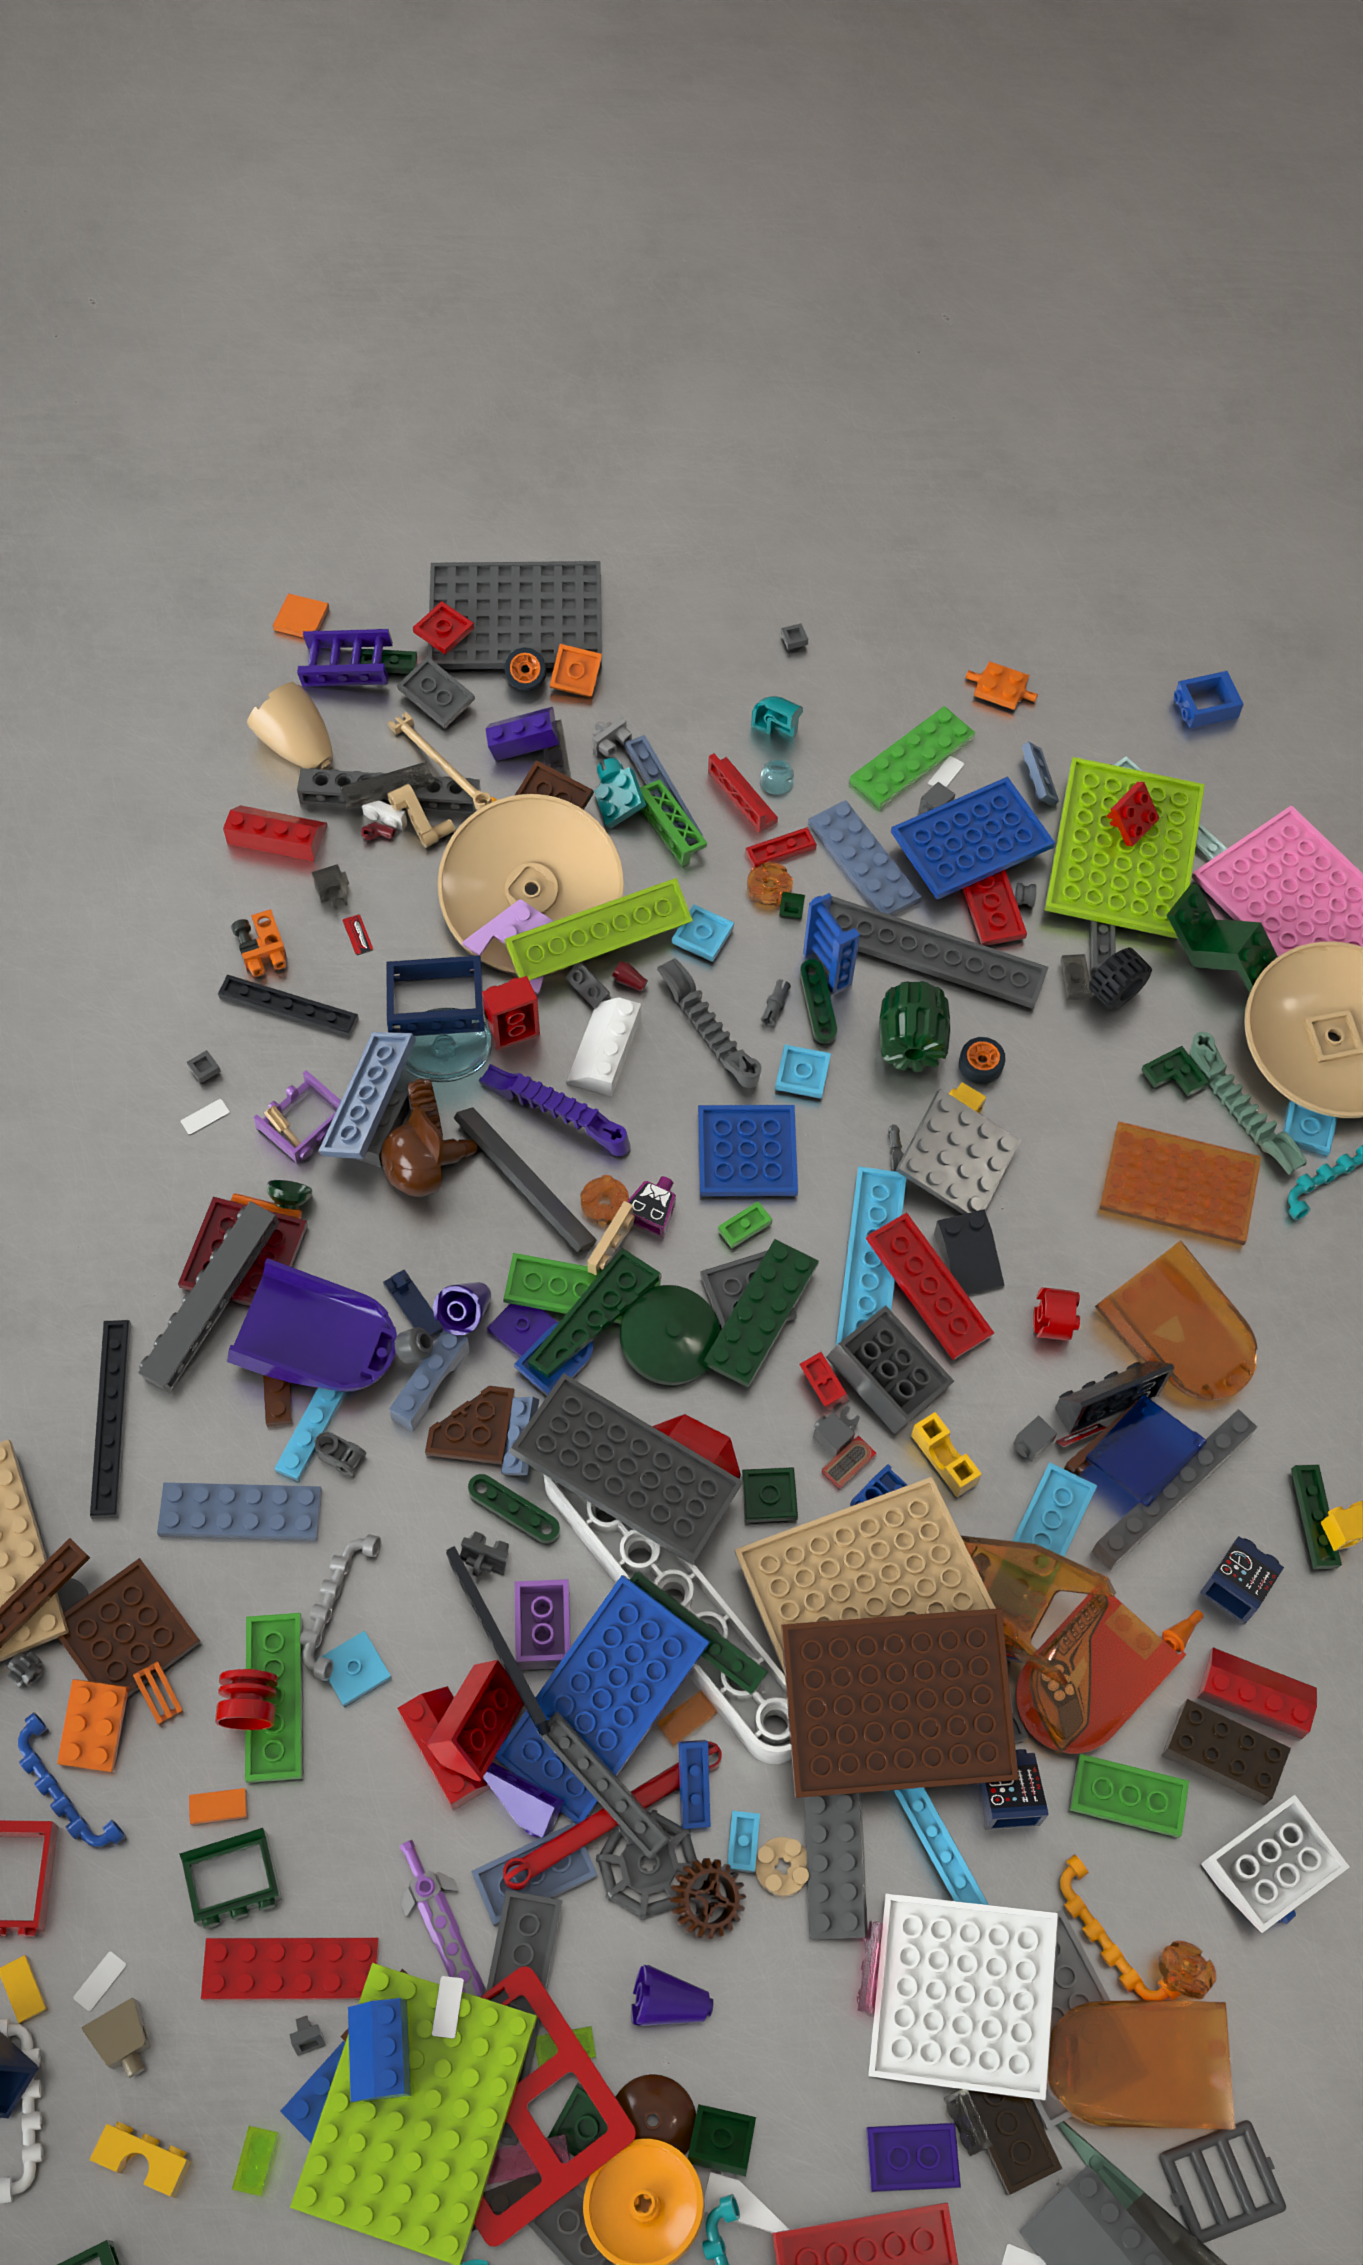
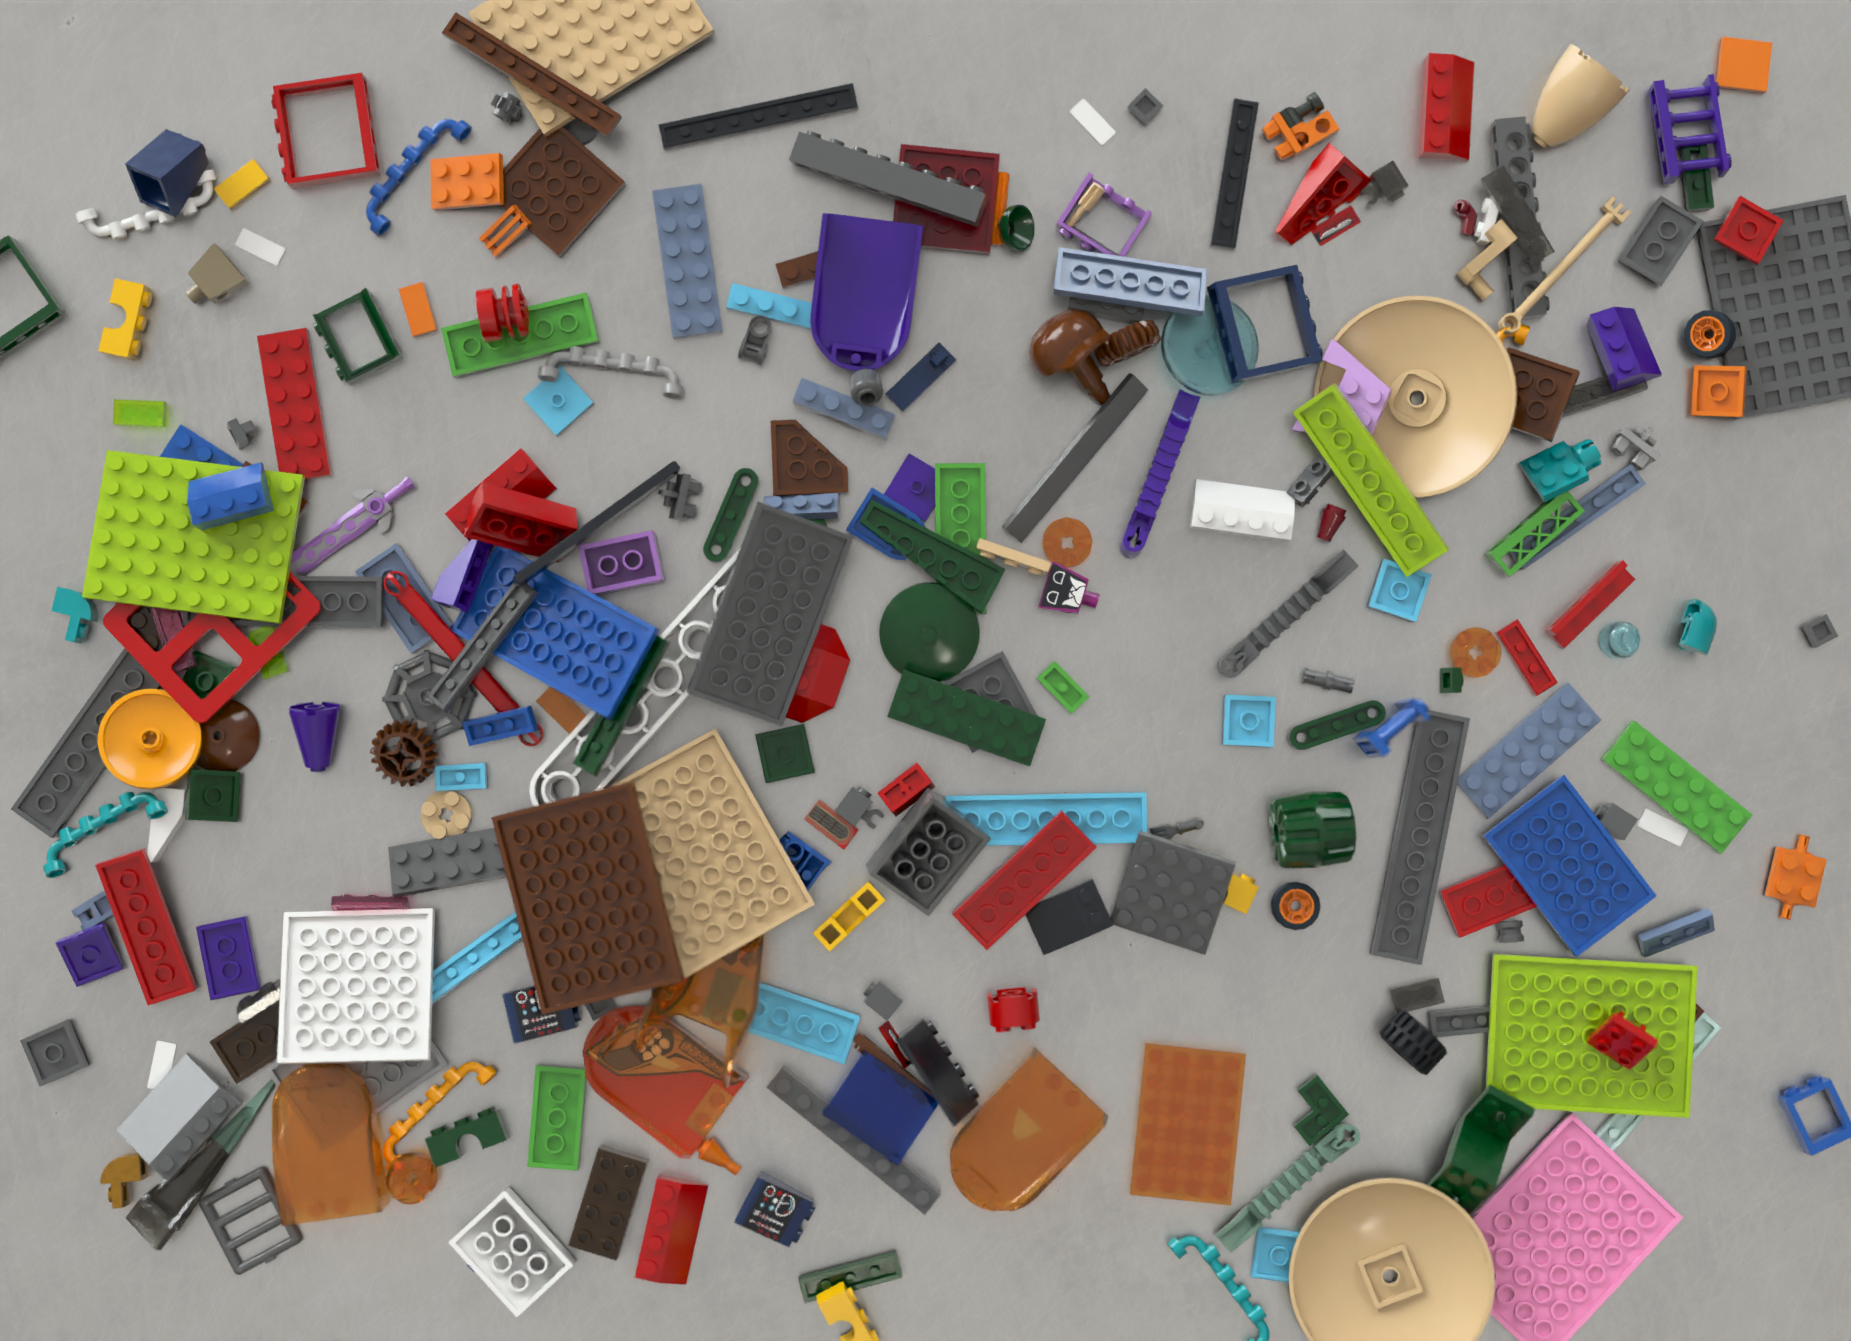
camera: 85 degrees right, 25 degrees up
(318, 928) = (1326, 186): none -> red wedge
(447, 2007) = (273, 546): white sticker -> none
(461, 1307) = (916, 427): dark purple cone -> none
(511, 1012) = (1252, 406): red brick -> none
(747, 1150) = (1147, 677): blue plate -> none
(1147, 1925) = (445, 1144): none -> dark green arch

